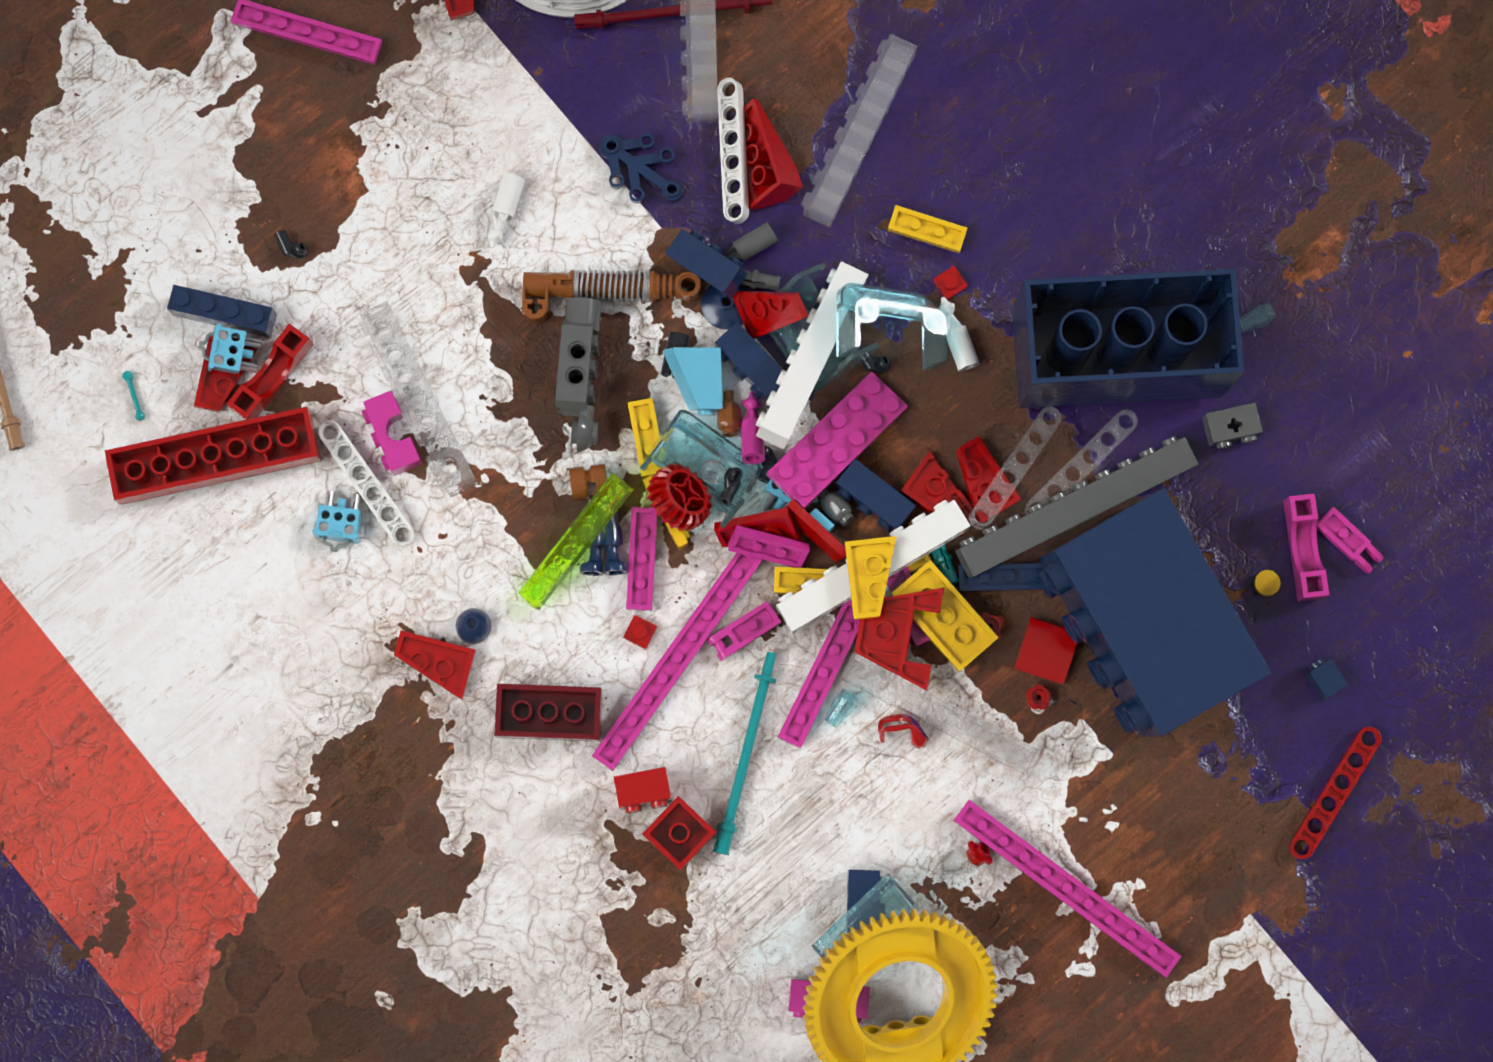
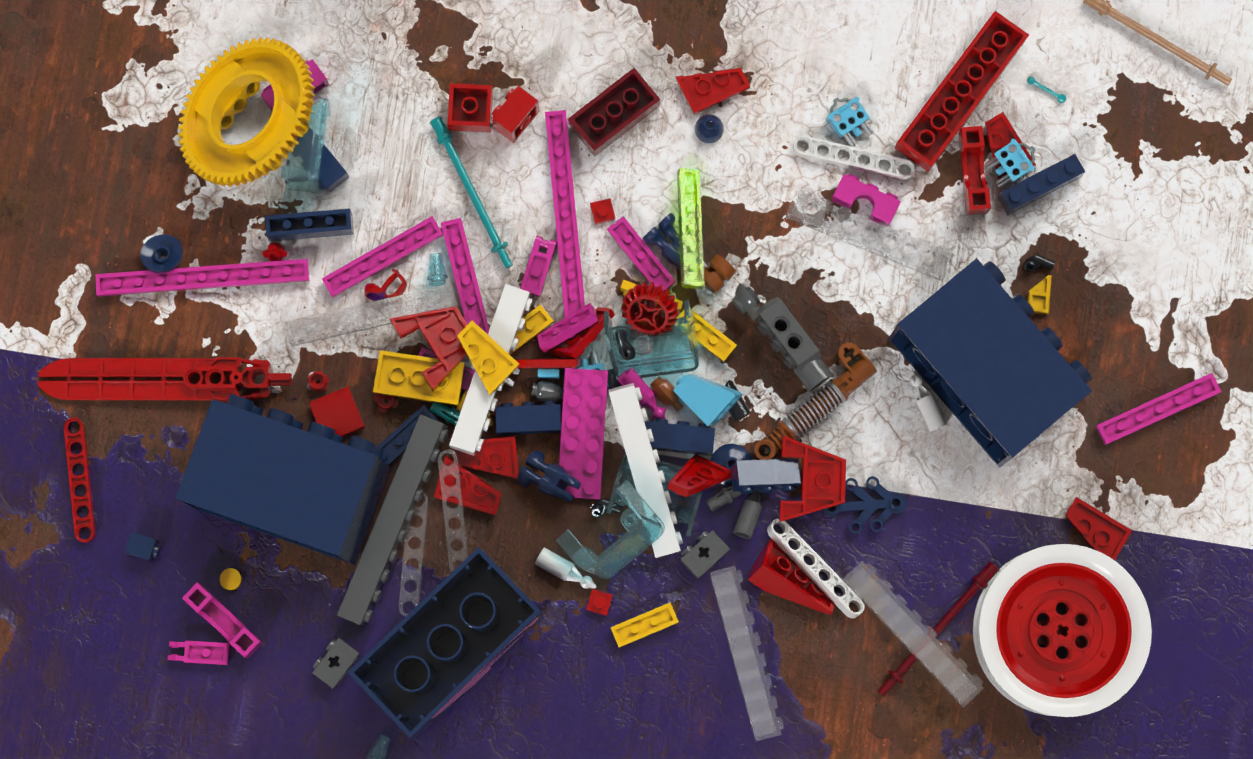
camera: 140 degrees right, 0 degrees up
(317, 217) = (1039, 296): none -> yellow tile
(417, 182) = (990, 361): none -> dark blue brick
(661, 216) = (821, 480): none -> red wing
(833, 239) = (716, 551): none -> dark grey brick
(881, 763) = (382, 257): none -> dark pink plate
(901, 416) = (554, 481): none -> dark blue piece
(926, 850) = (309, 225): none -> dark blue brick
(1087, 956) = (157, 247): none -> dark blue dish
(1194, 814) = (163, 368): none -> red piece

